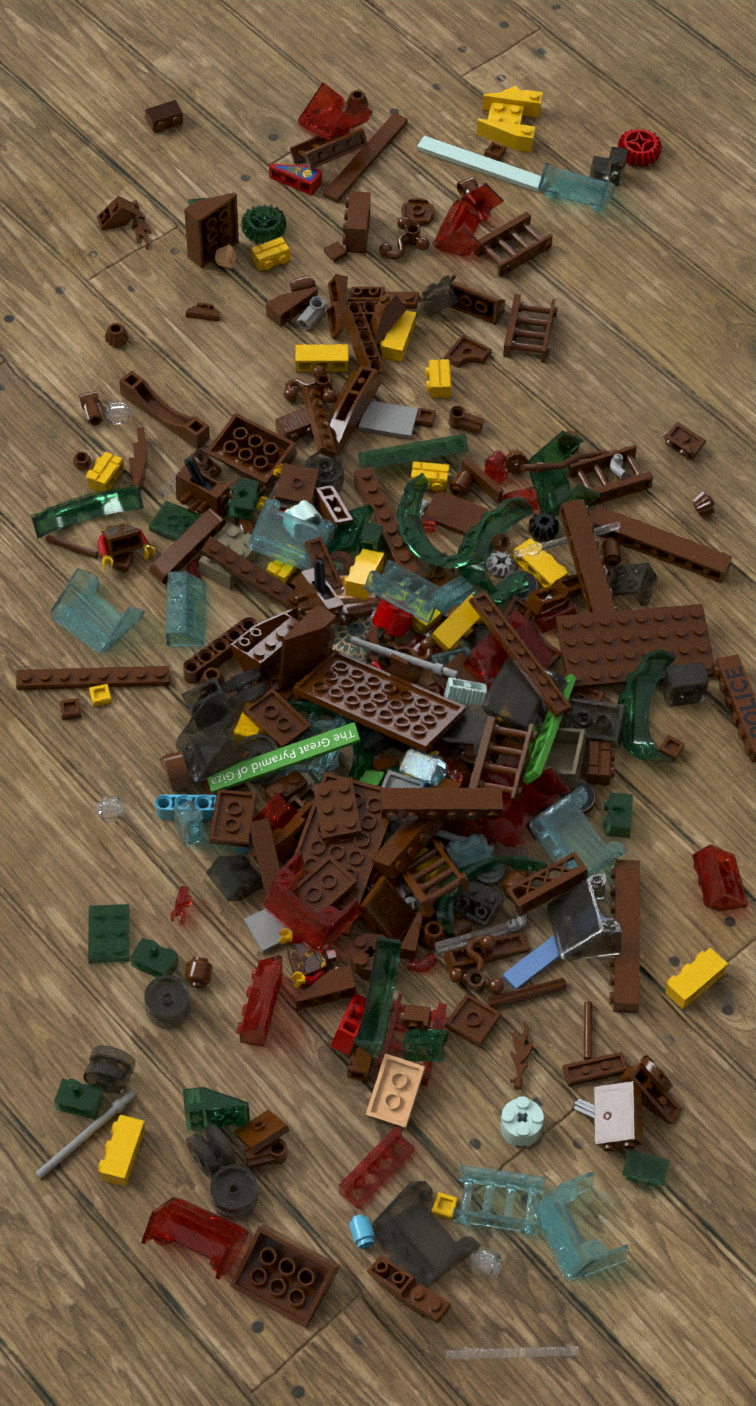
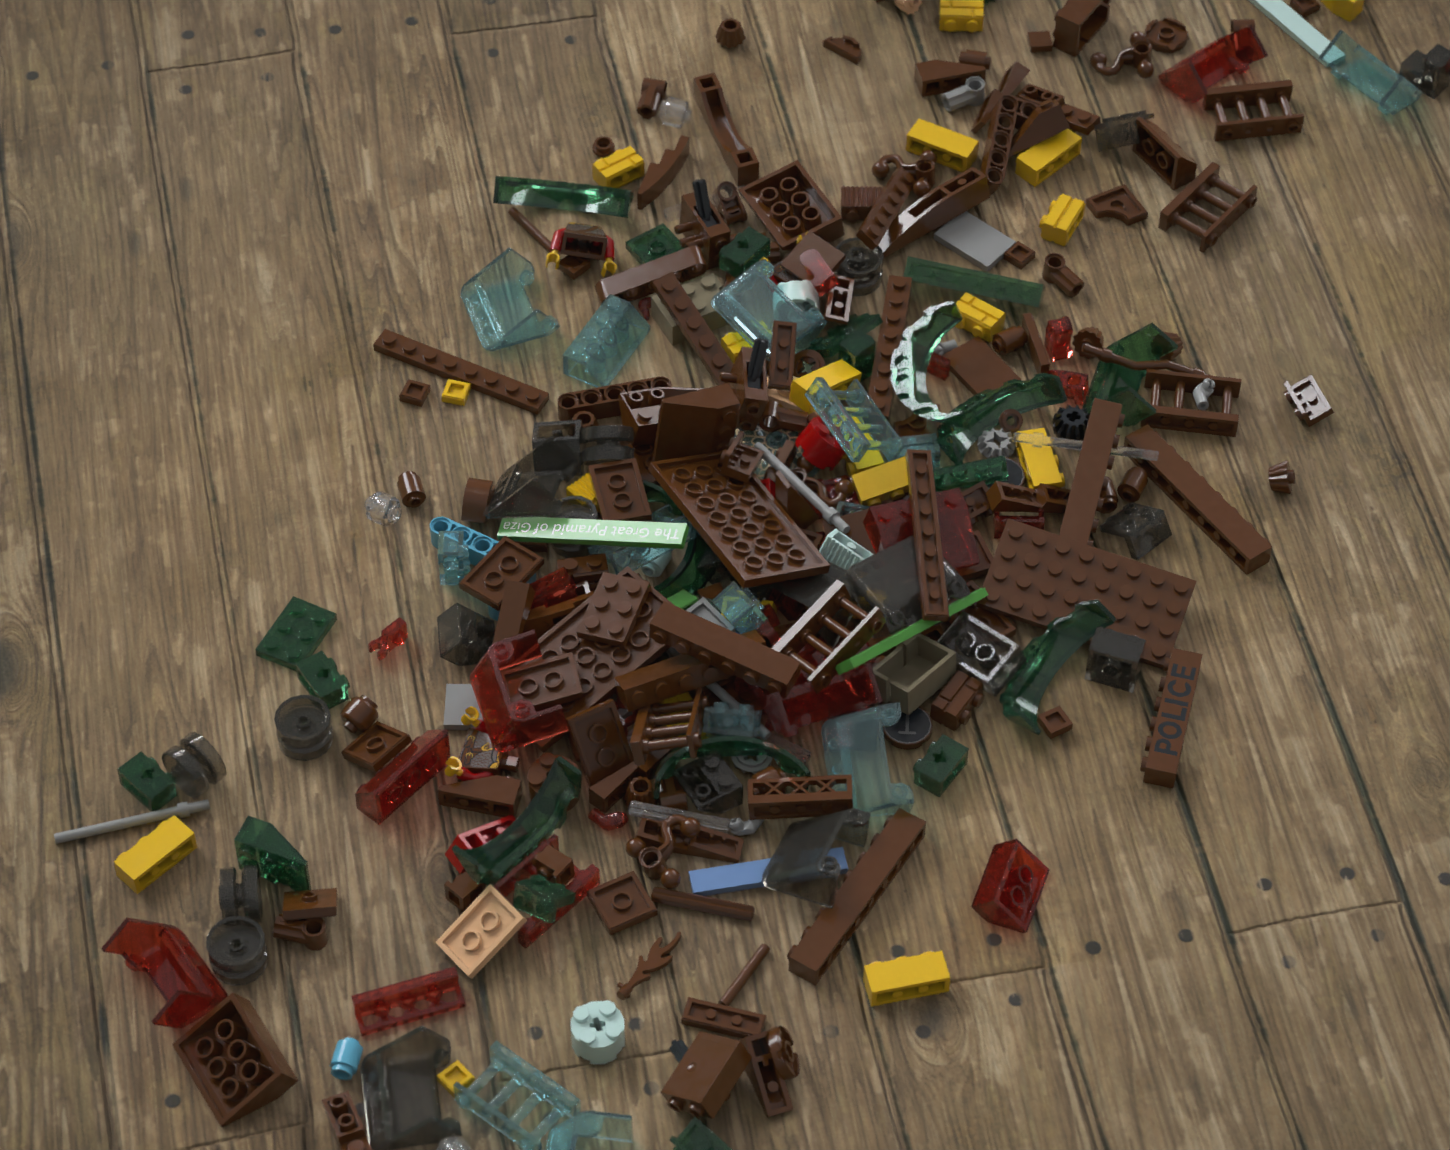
camera: 30 degrees right, 5 degrees down
(120, 784) = (411, 489): none -> reddish brown brick
(227, 990) = (376, 746): none -> reddish brown plate
(304, 486) = (814, 265): none -> clear red leg
(351, 656) = (740, 459): none -> reddish brown bracket

